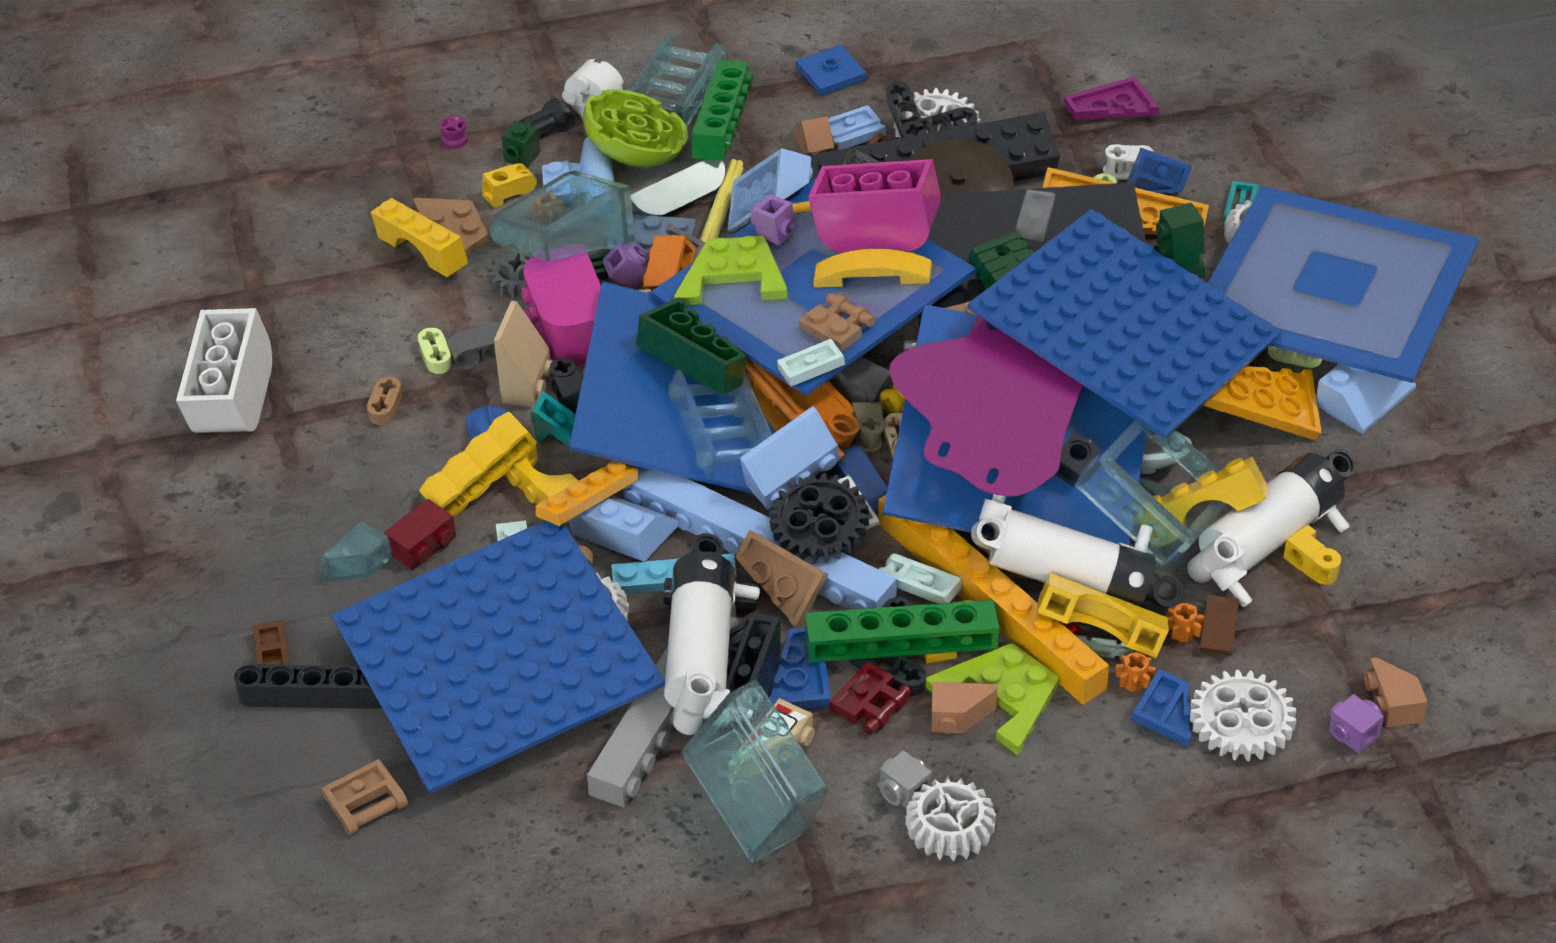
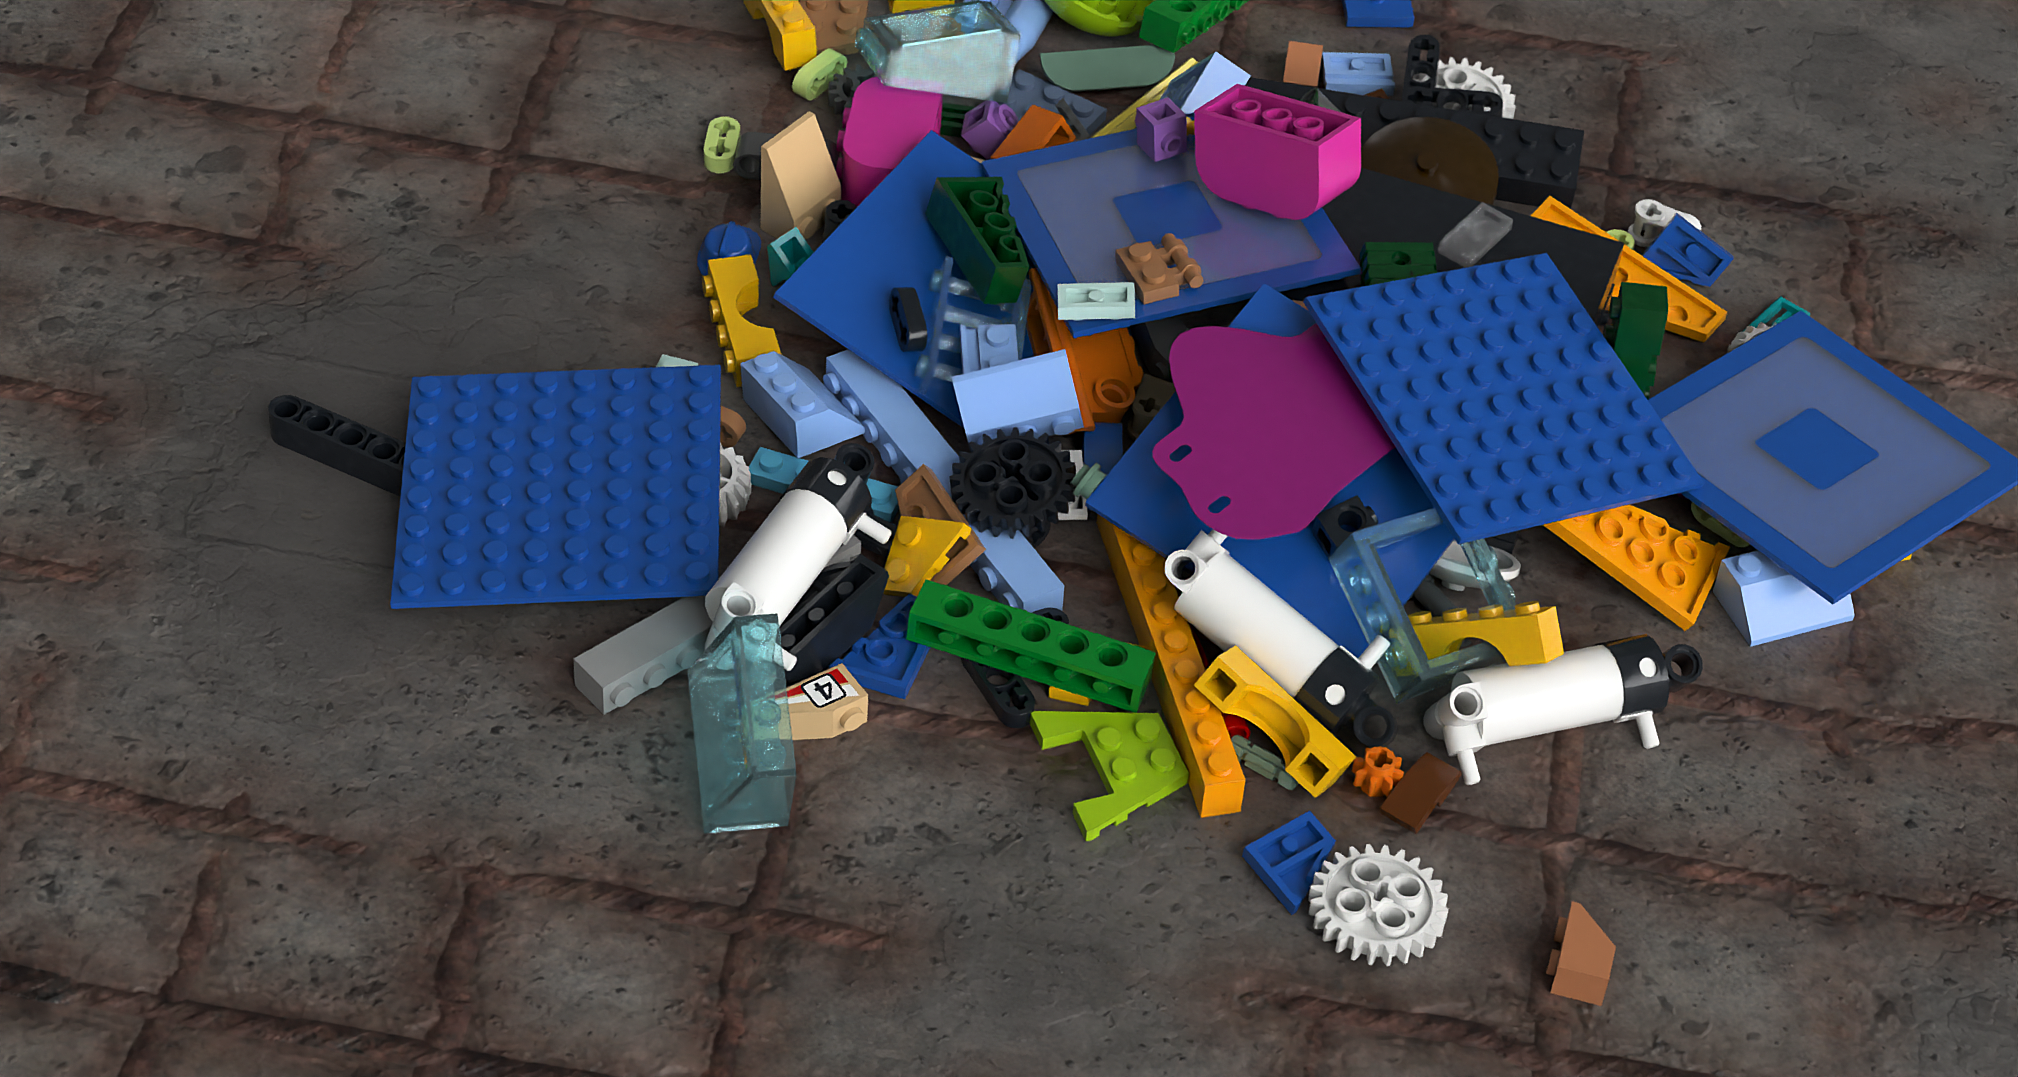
camera: 20 degrees right, 0 degrees up
(226, 372) = (468, 80): white brick -> none
(271, 643) = (340, 387): reddish brown slope -> none
(356, 554) = (489, 328): clear light blue slope -> none
(360, 789) = (329, 576): medium nougat plate -> none
(390, 401) = (636, 172): medium nougat beam -> none
(421, 534) = (572, 332): dark red brick -> none
(473, 270) = (816, 74): none -> yellowish green beam
(482, 462) = (671, 283): yellow brick -> none
(586, 492) = (767, 353): light orange plate -> none
(673, 428) = (908, 319): none -> black beam
(732, 262) = (1085, 160): lime wing -> none
(744, 428) = (987, 346): none -> light blue plate
(783, 592) = (919, 552): none -> yellow wing
(861, 694) = (950, 697): dark red plate -> none
(872, 263) = (1242, 217): yellow slope -> none
(876, 495) = (1087, 480): none -> sand green plate
(903, 777) = (930, 813): light grey brick -> none
(922, 579) = (1097, 600): light aqua plate -> none
(948, 825) = (927, 875): white gear -> none
(961, 705) = (1050, 758): nougat slope -> none
(1112, 100) = (1693, 153): magenta wing -> none
(1135, 671) = (1280, 802): orange gear -> none
(1312, 557) = (1585, 760): yellow leg -> none
(1356, 722) = (1511, 970): medium lavender brick -> none

